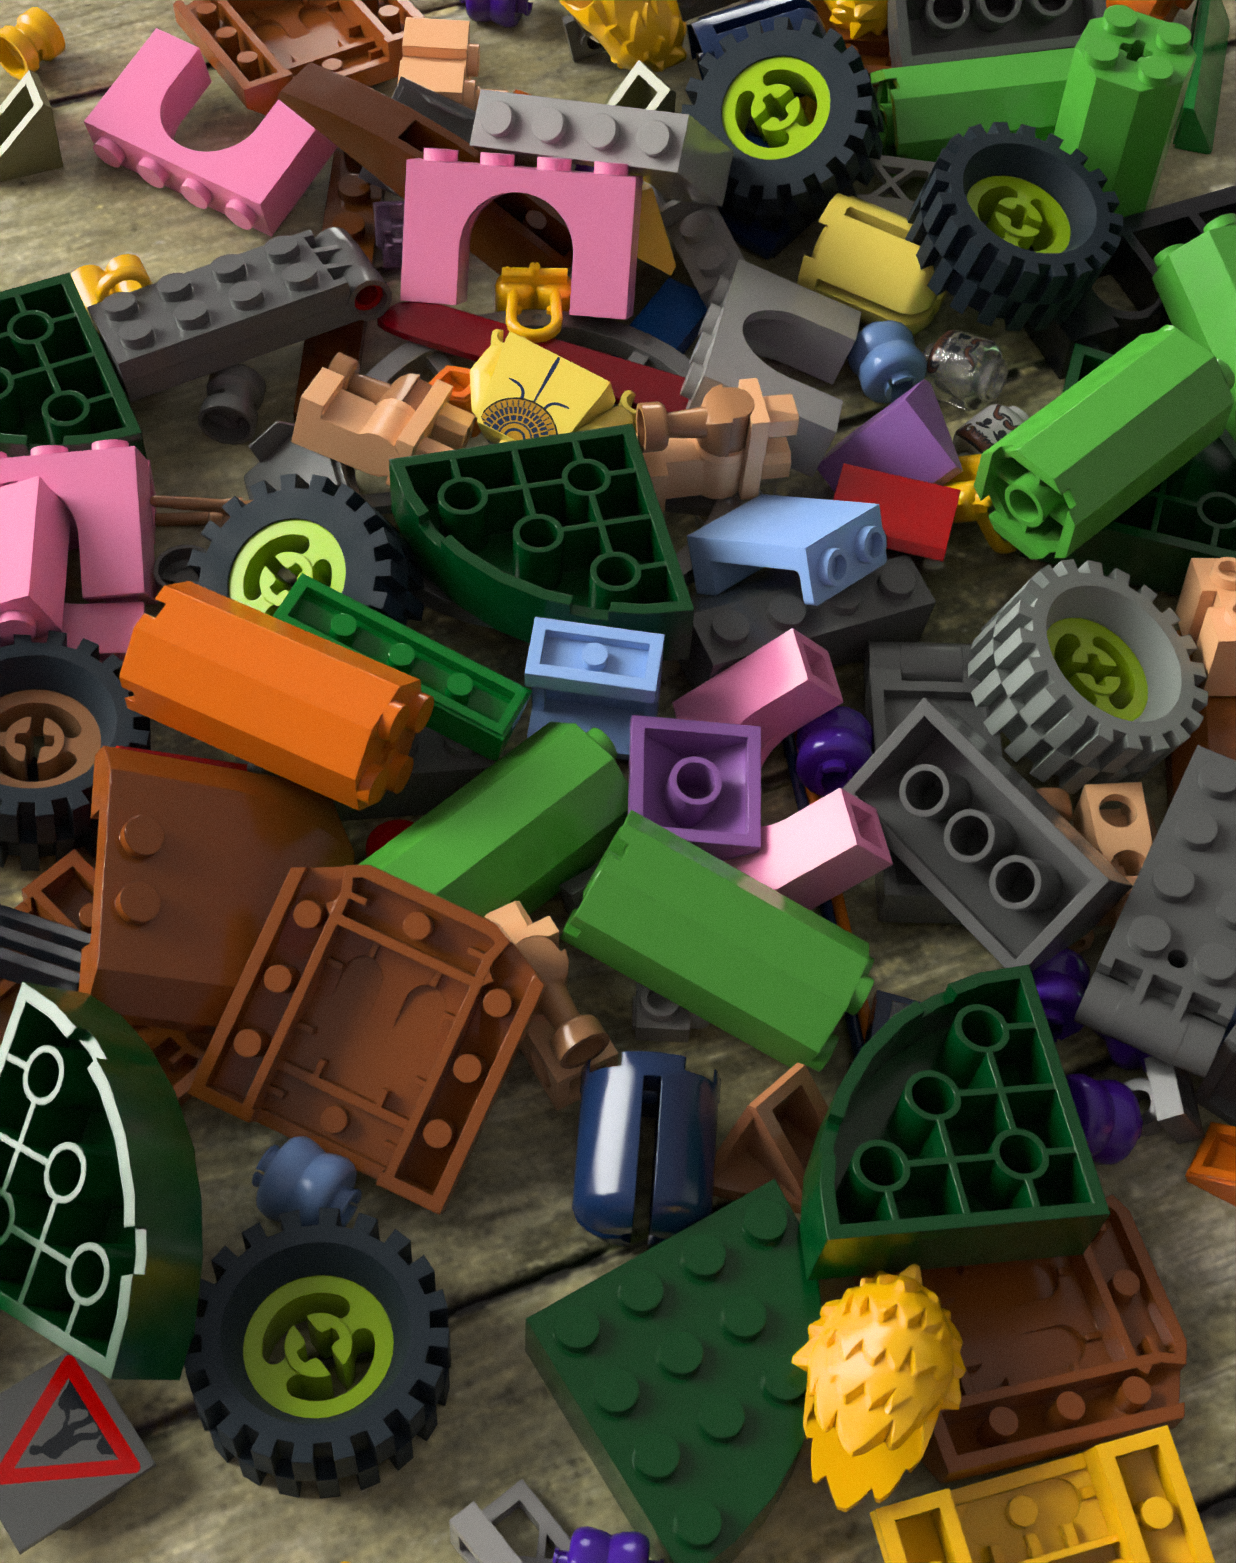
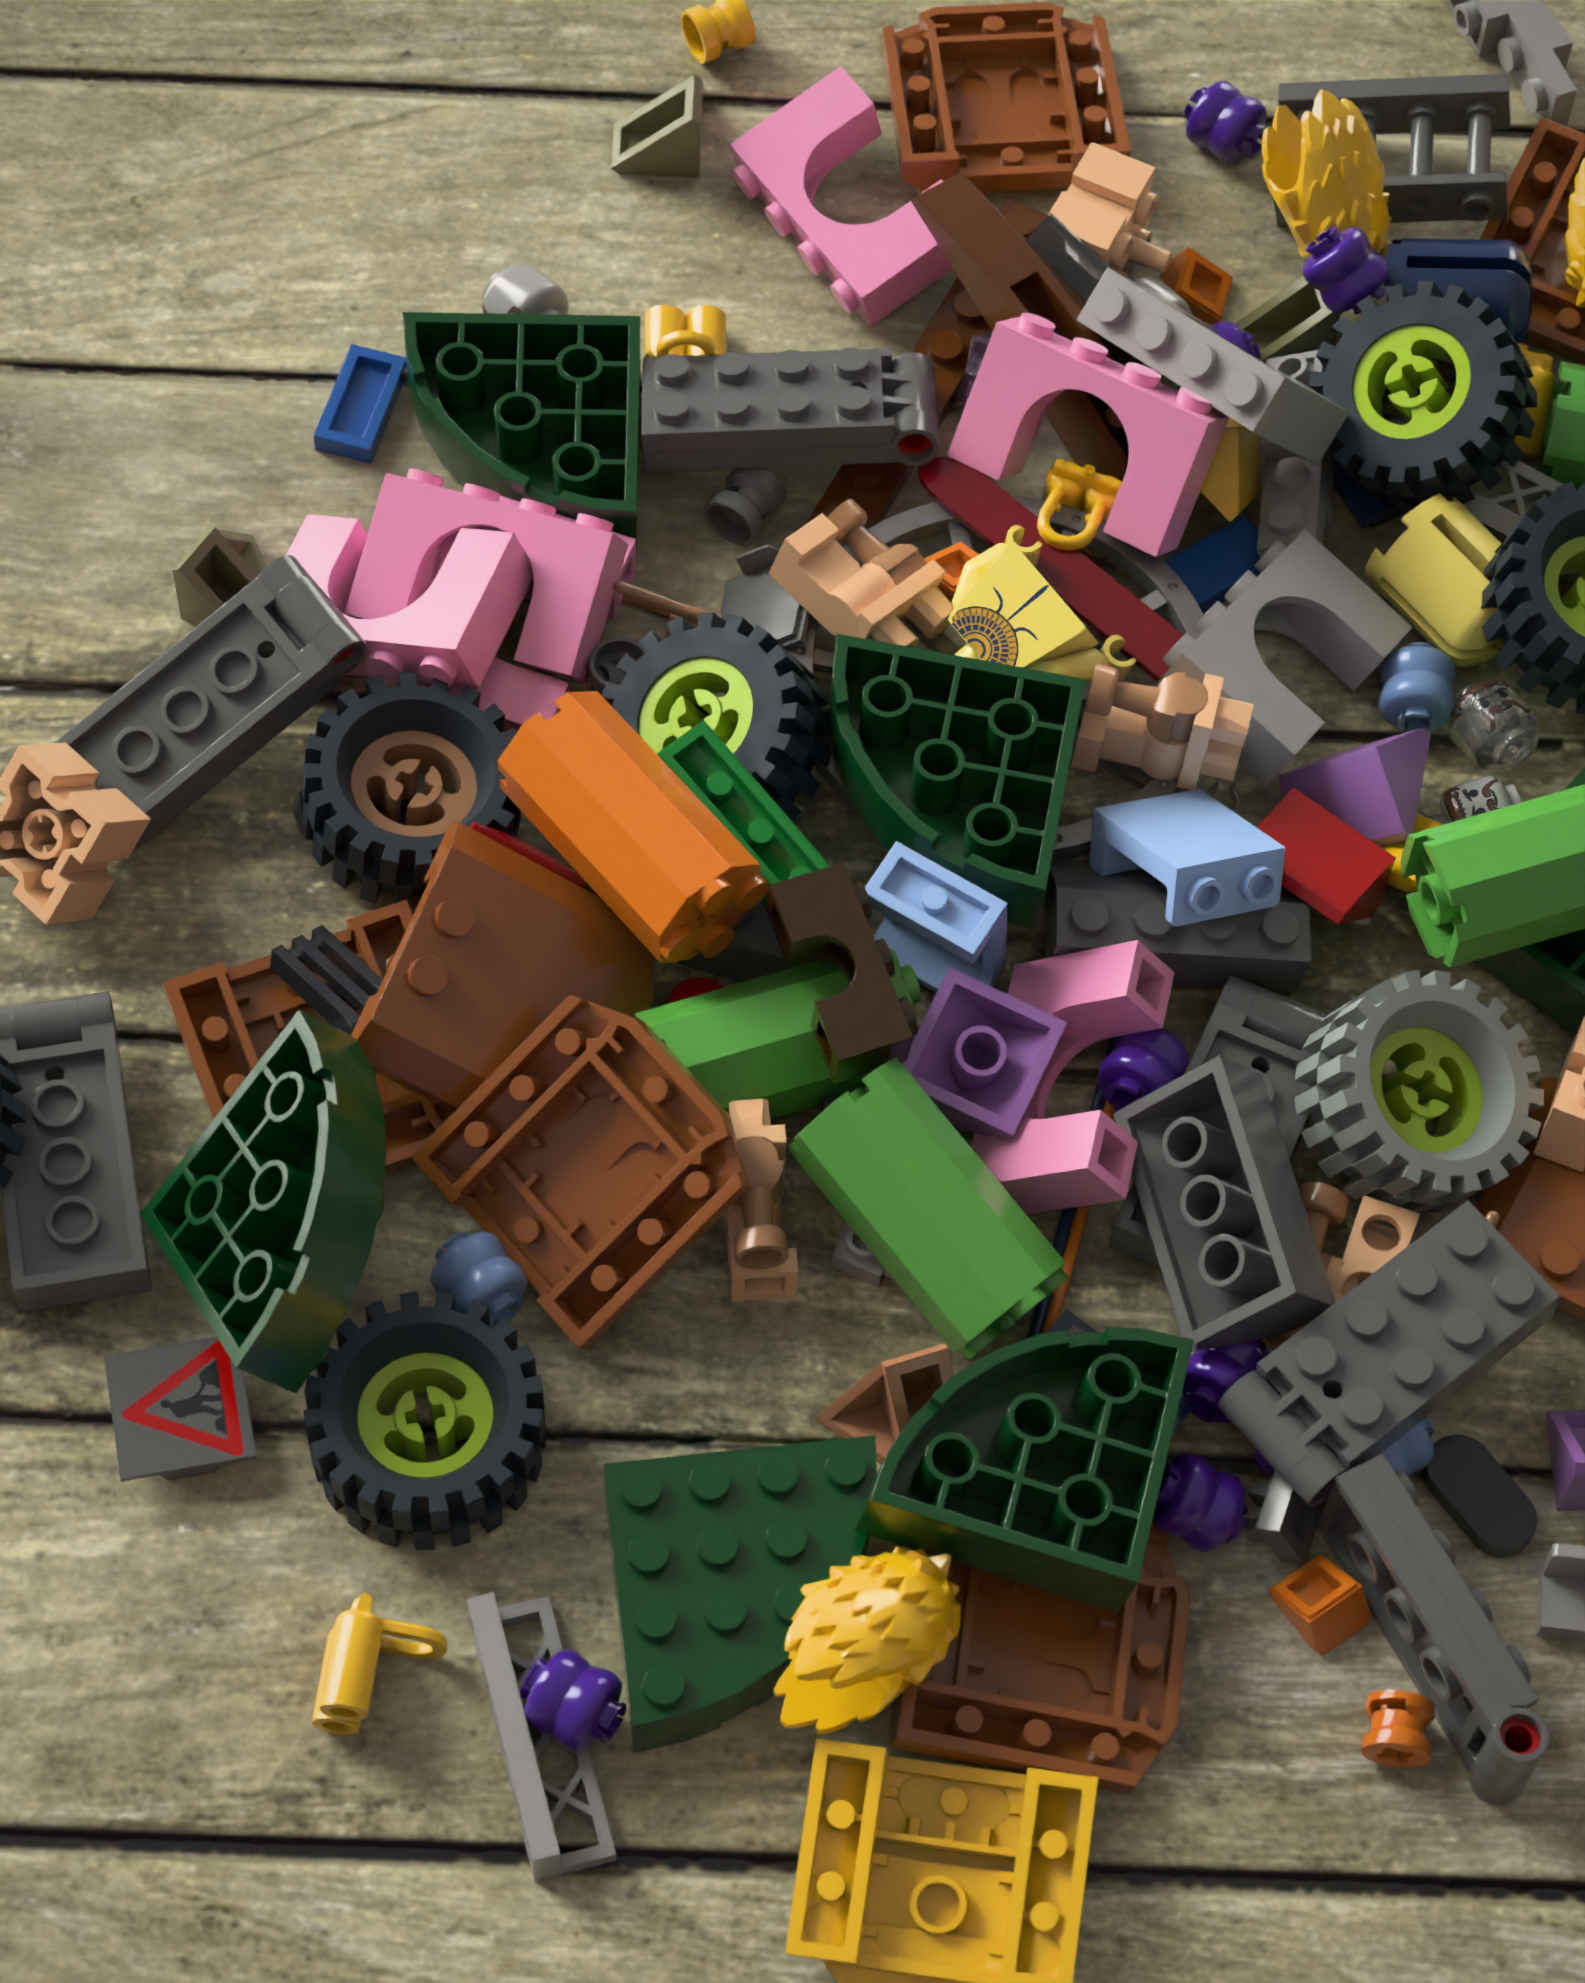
camera: 25 degrees right, 5 degrees up
(509, 709) = (826, 920): none -> dark brown arch
(608, 1146) = (780, 1363): dark blue cylinder -> none
(668, 48) = (1344, 269): none -> dark purple piece

